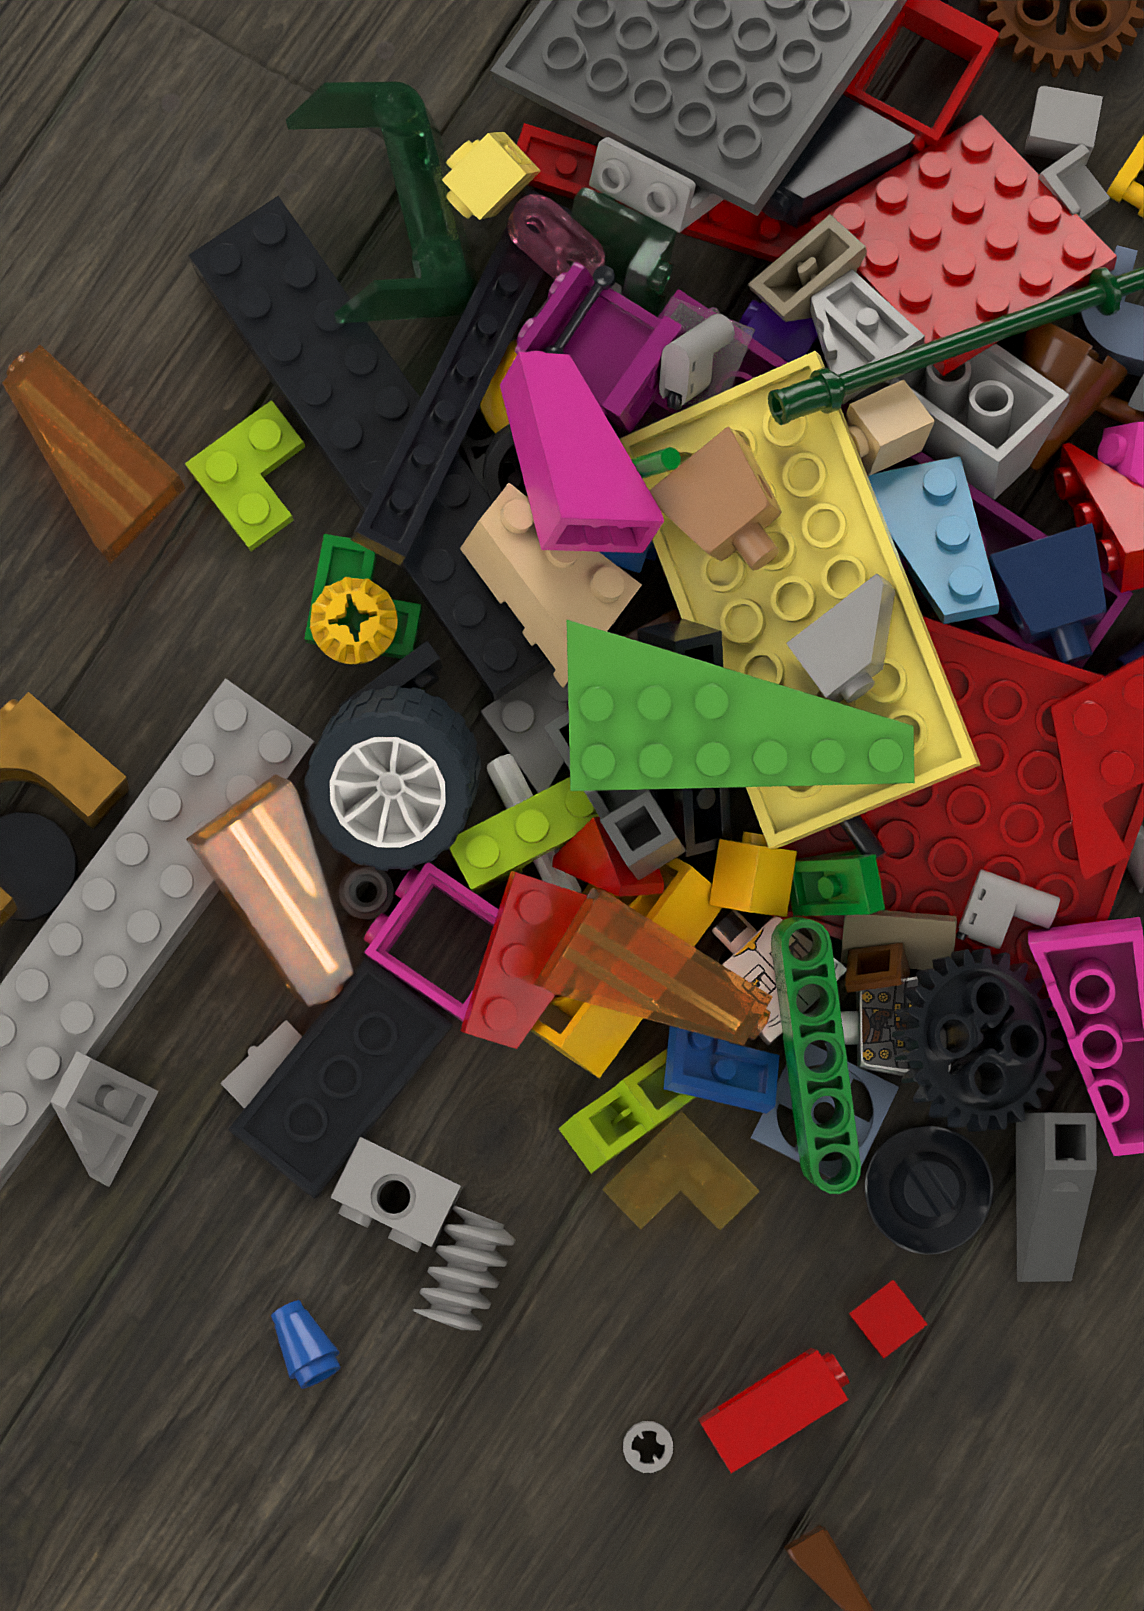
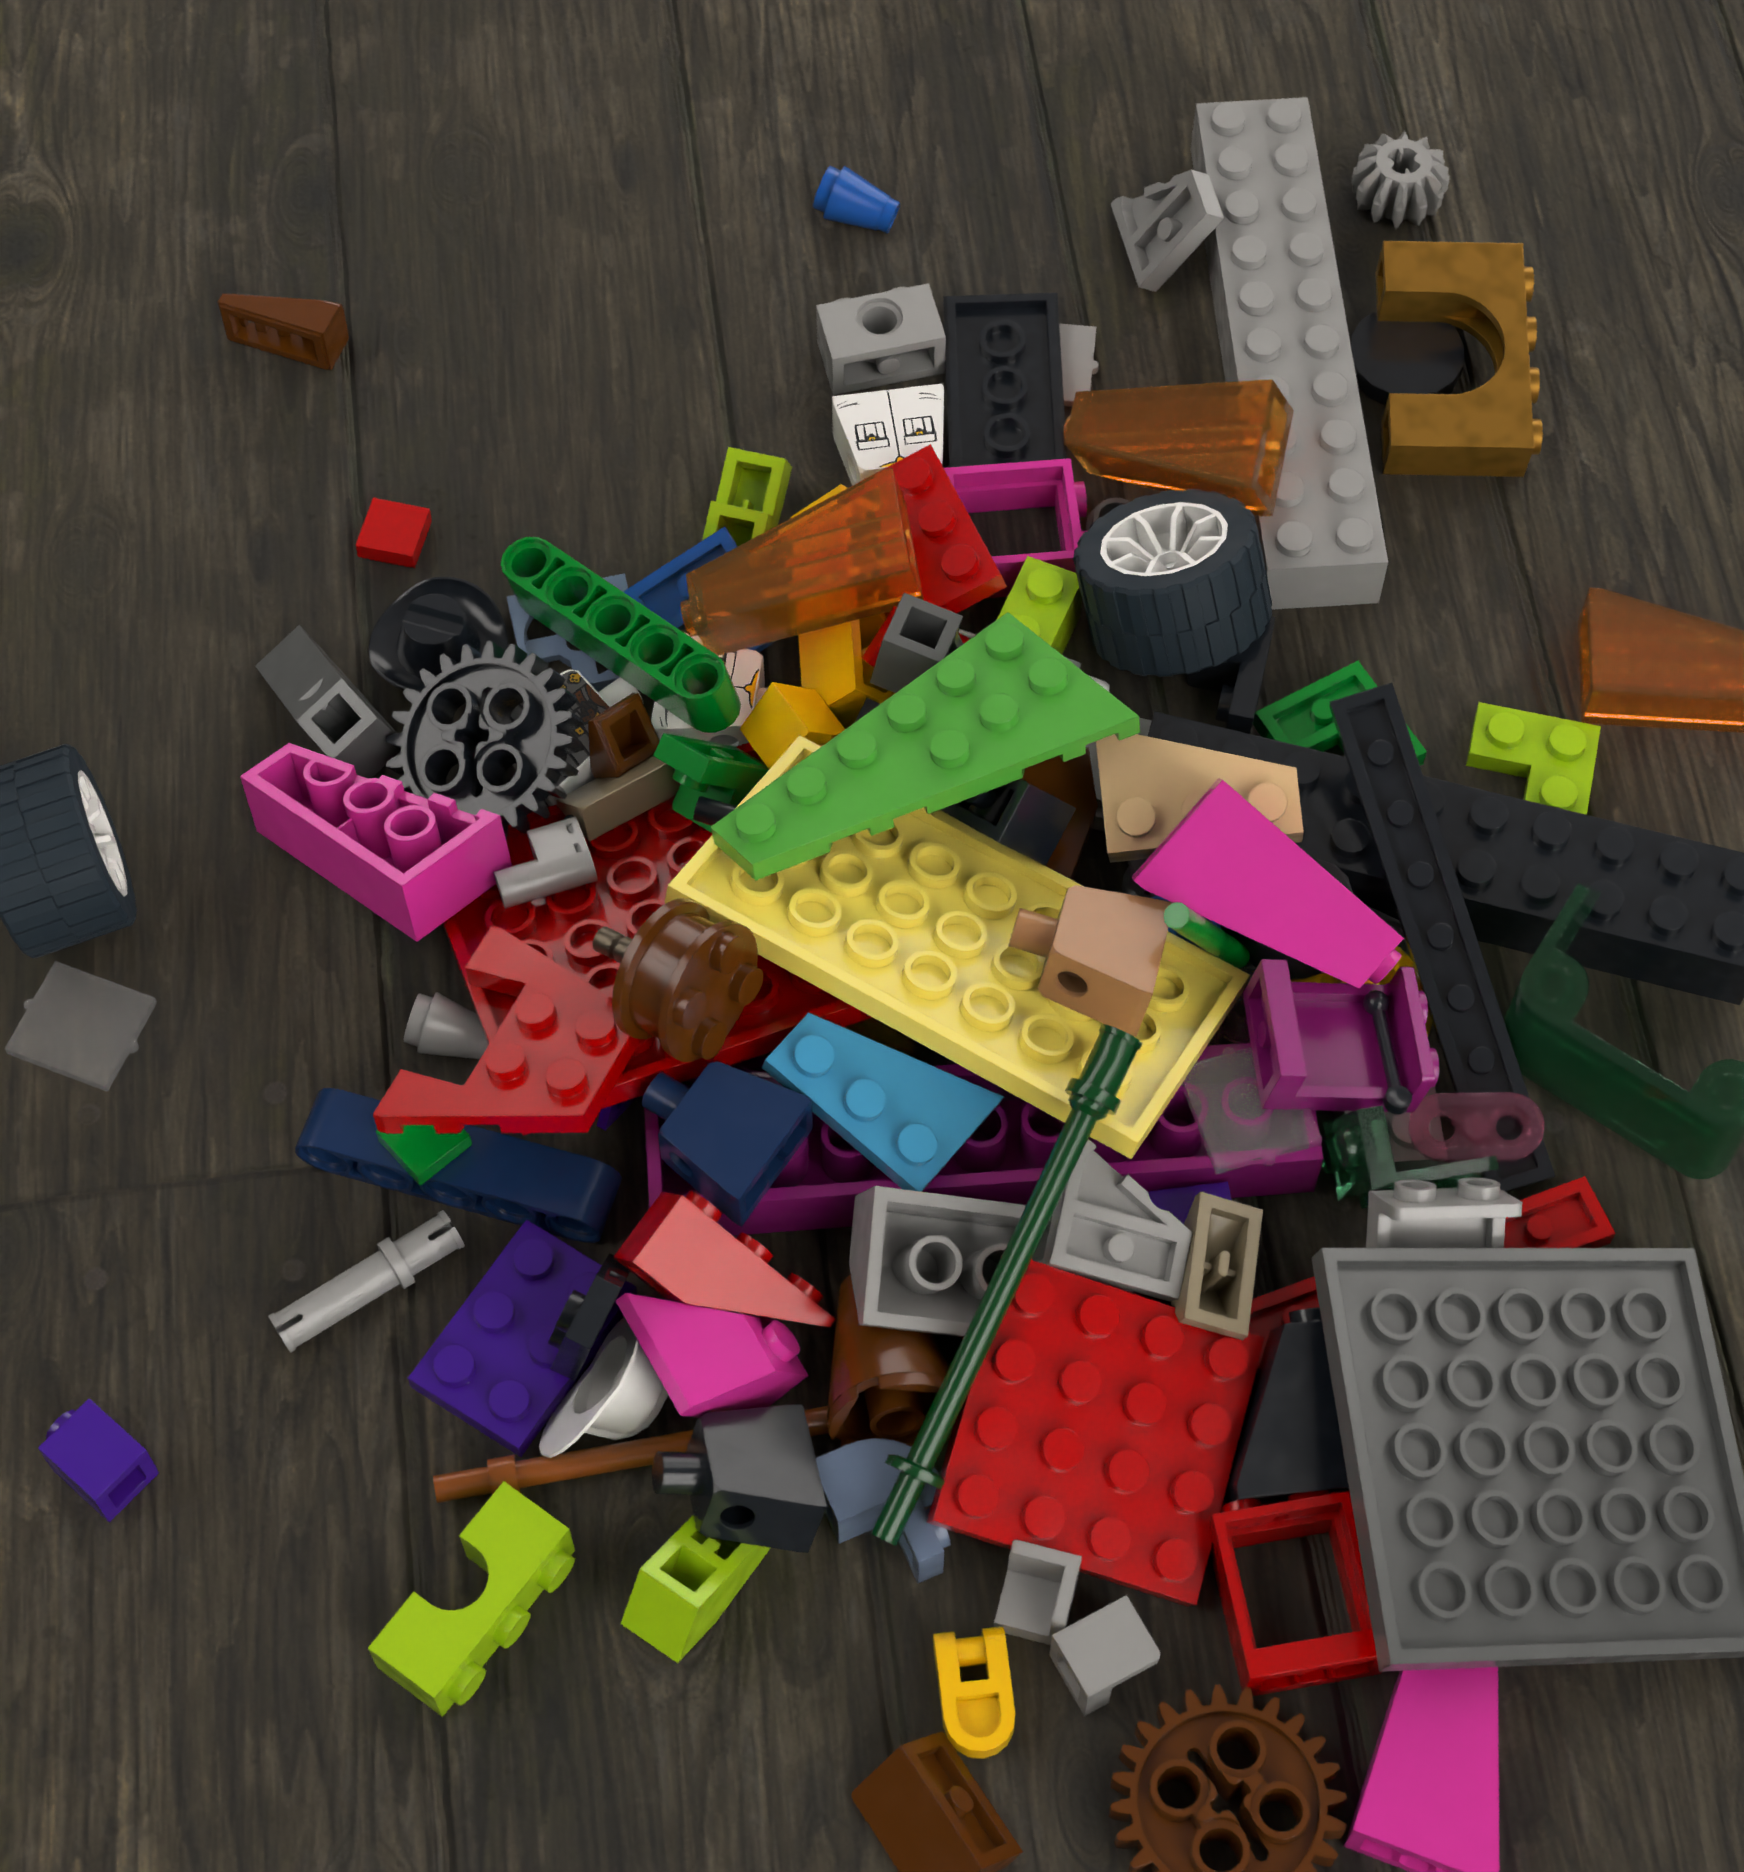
camera: 135 degrees right, 20 degrees down
(375, 633) = (1303, 689): yellow gear -> none
(466, 1270) = (774, 321): light grey piece -> none
(467, 1087) = (886, 427): none -> white torso
(487, 175) = (1592, 1124): light yellow brick -> none
(662, 1437) = (508, 331): light grey bush -> none
(684, 1162) = (659, 520): clear yellow plate -> none
(689, 360) = (1246, 1062): light grey piece -> none
(775, 1407) = (435, 382): red window -> none
(848, 642) = (871, 896): light grey slope -> none
(888, 426) = (1012, 1150): tan brick -> none
(1018, 692) = (682, 978): none -> reddish brown wheel

